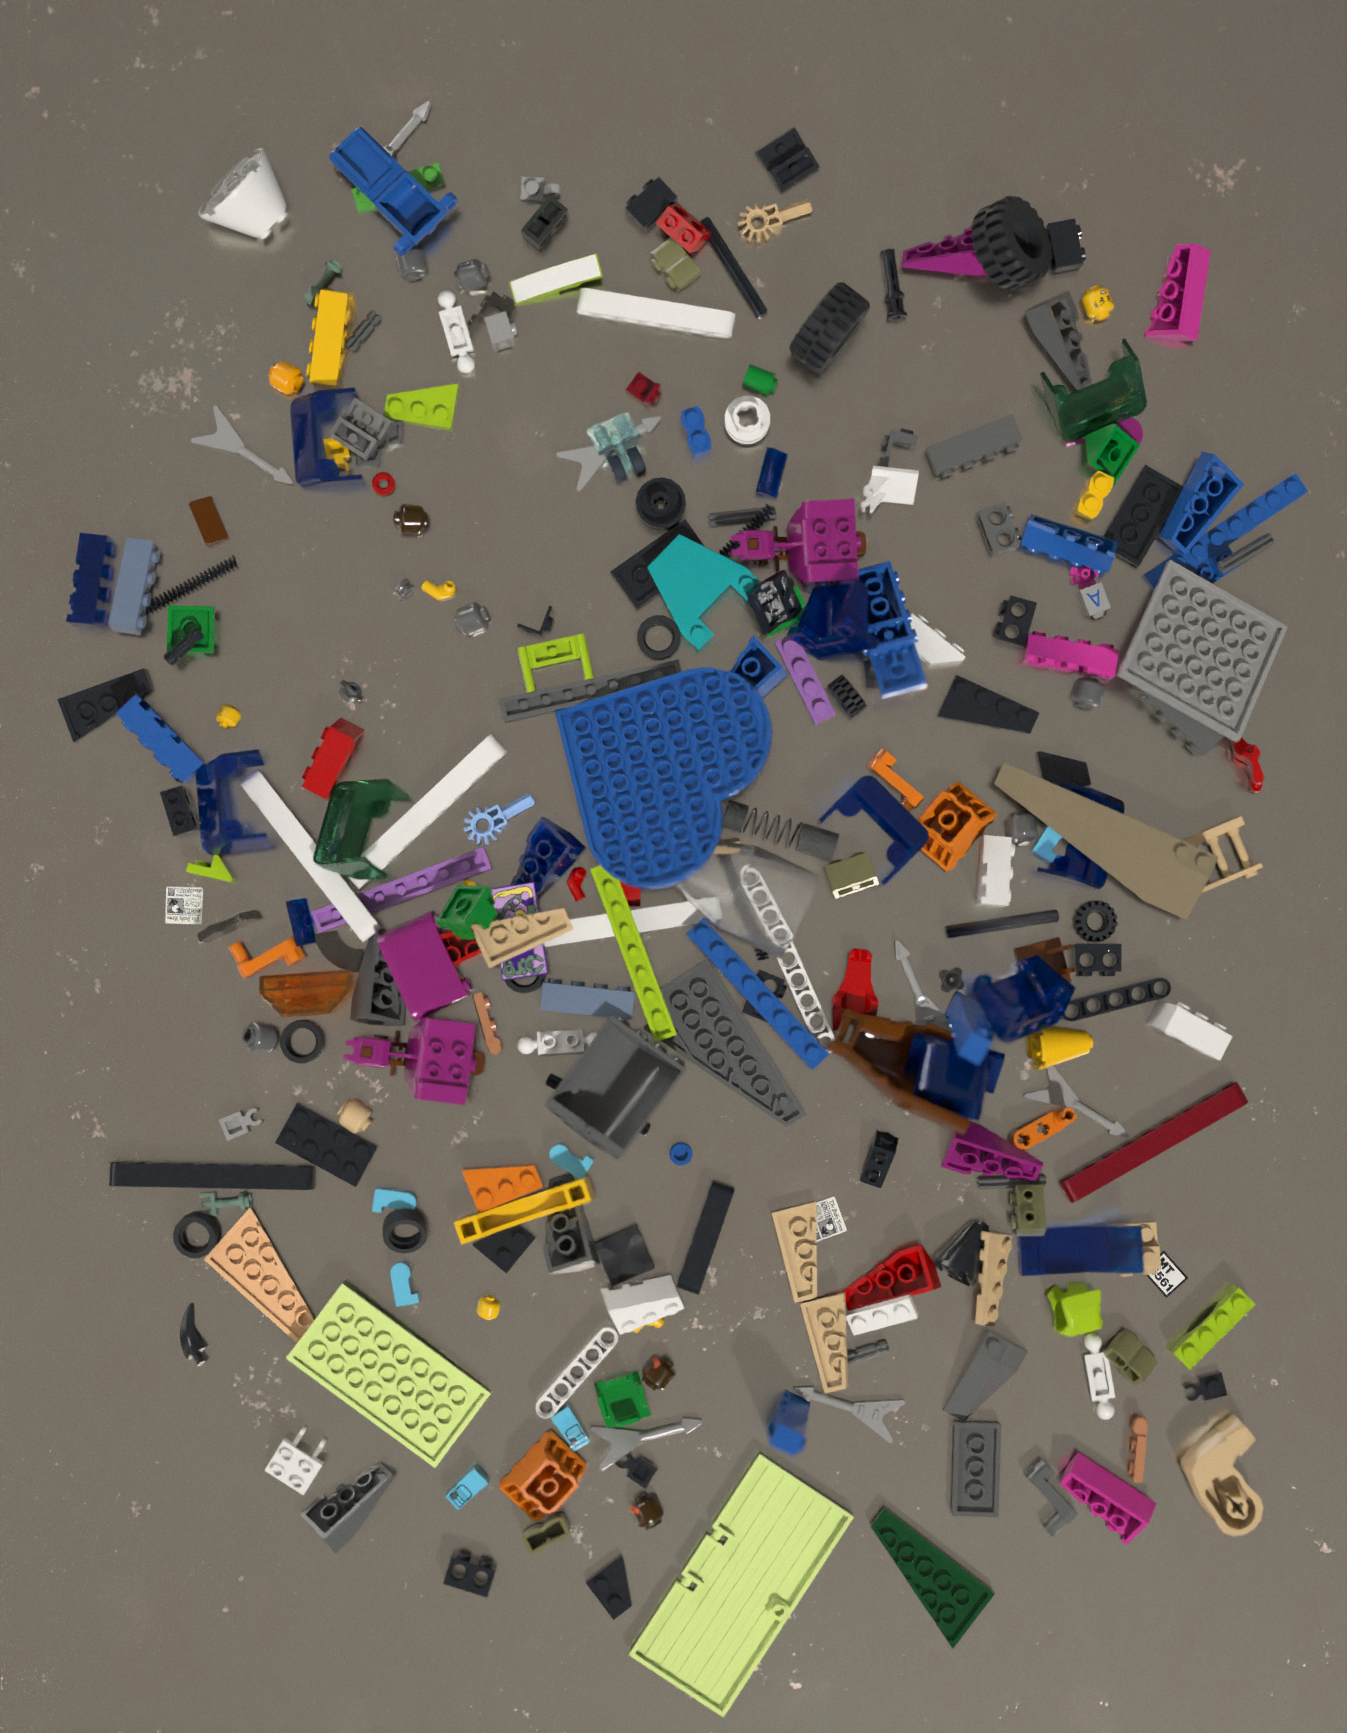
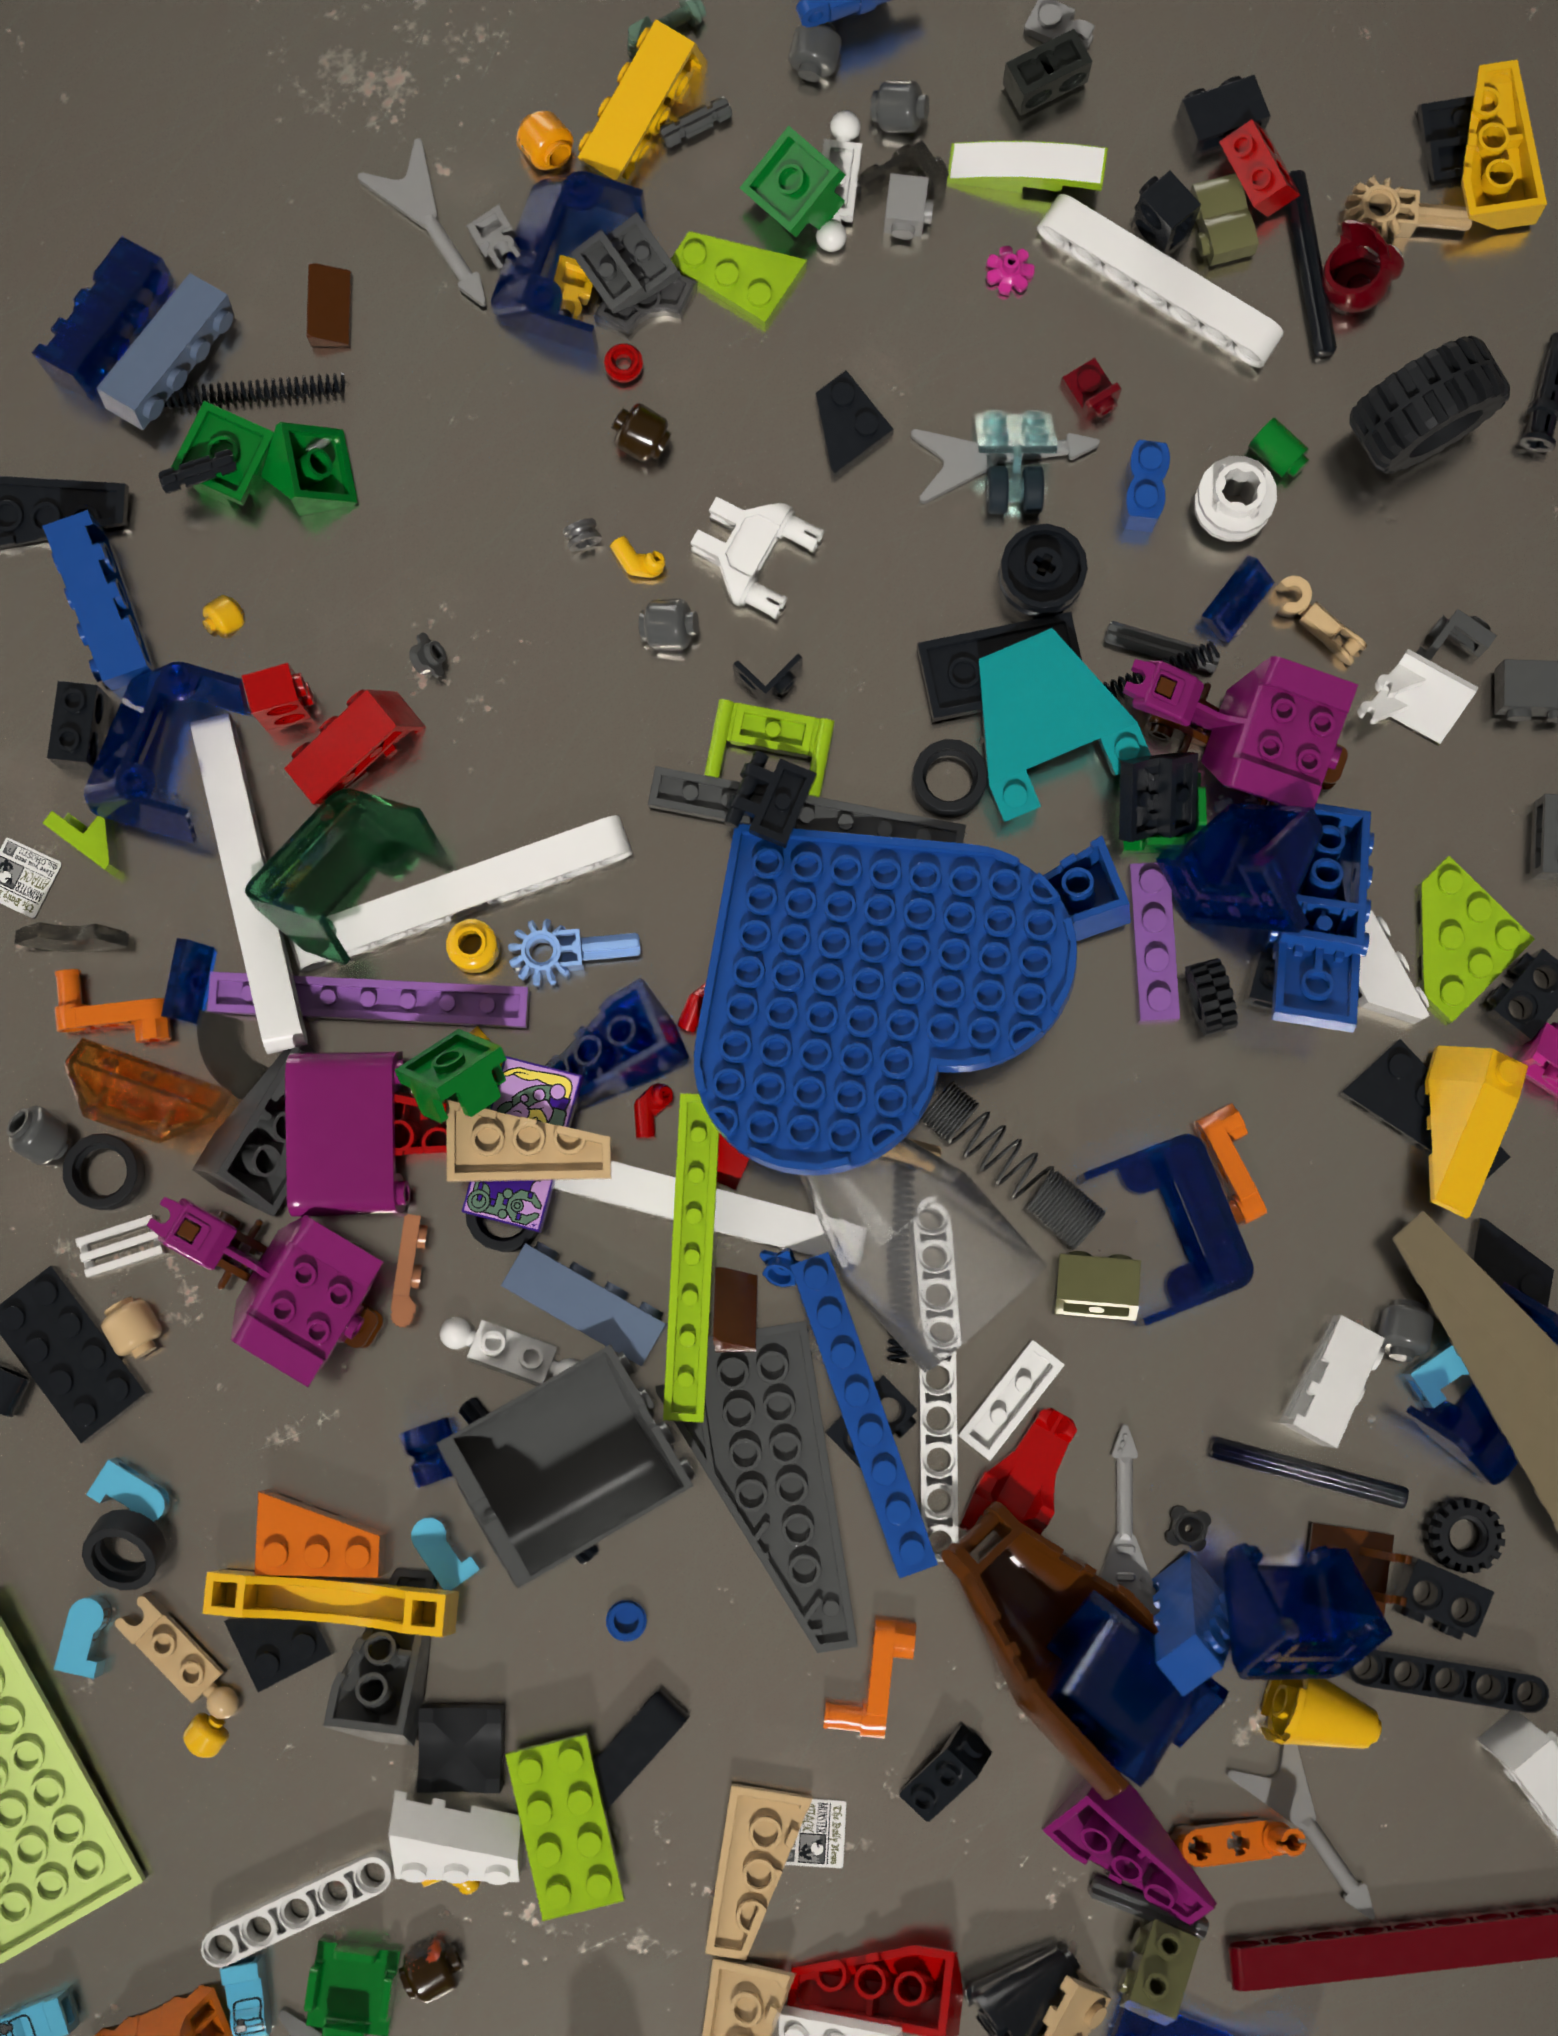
camera: 30 degrees right, 5 degrees down
(240, 615) = (310, 467): none -> green slope
(281, 749) = (278, 696): none -> red brick
(282, 443) = (494, 235): none -> light grey plate
(313, 1089) = (87, 1256): none -> white tile
(435, 346) = (795, 184): none -> green panel
(444, 837) = (472, 946): none -> yellow head
(457, 1273) = (178, 1656): none -> tan plate
(497, 556) = (749, 546): none -> white connector
(520, 464) = (849, 422): none -> black wing
(537, 1110) = (422, 1447): none -> clear blue wheel
(573, 344) = (1009, 270): none -> dark pink plant
(575, 690) = (781, 804): none -> black plate
(576, 820) = (691, 1012): none -> red arm
(642, 276) = (1165, 212): none -> black brick
(667, 969) = (735, 1311): none -> reddish brown slope
(680, 937) = (778, 1267): none -> blue plate
(695, 1270) = (565, 1826): none -> lime plate
(761, 263) = (1355, 274): none -> dark red piece
(812, 169) = (1501, 160): none -> yellow wedge
(820, 465) = (1318, 619): none -> tan piece
(821, 1104) = (890, 1641): none -> orange beam
(831, 953) = (1010, 1400): none -> white plate
(954, 824) = (1298, 1277): orange slope -> none
(968, 606) = (1462, 939): none -> lime plate
(1007, 700) = (1470, 1111): none -> yellow wedge

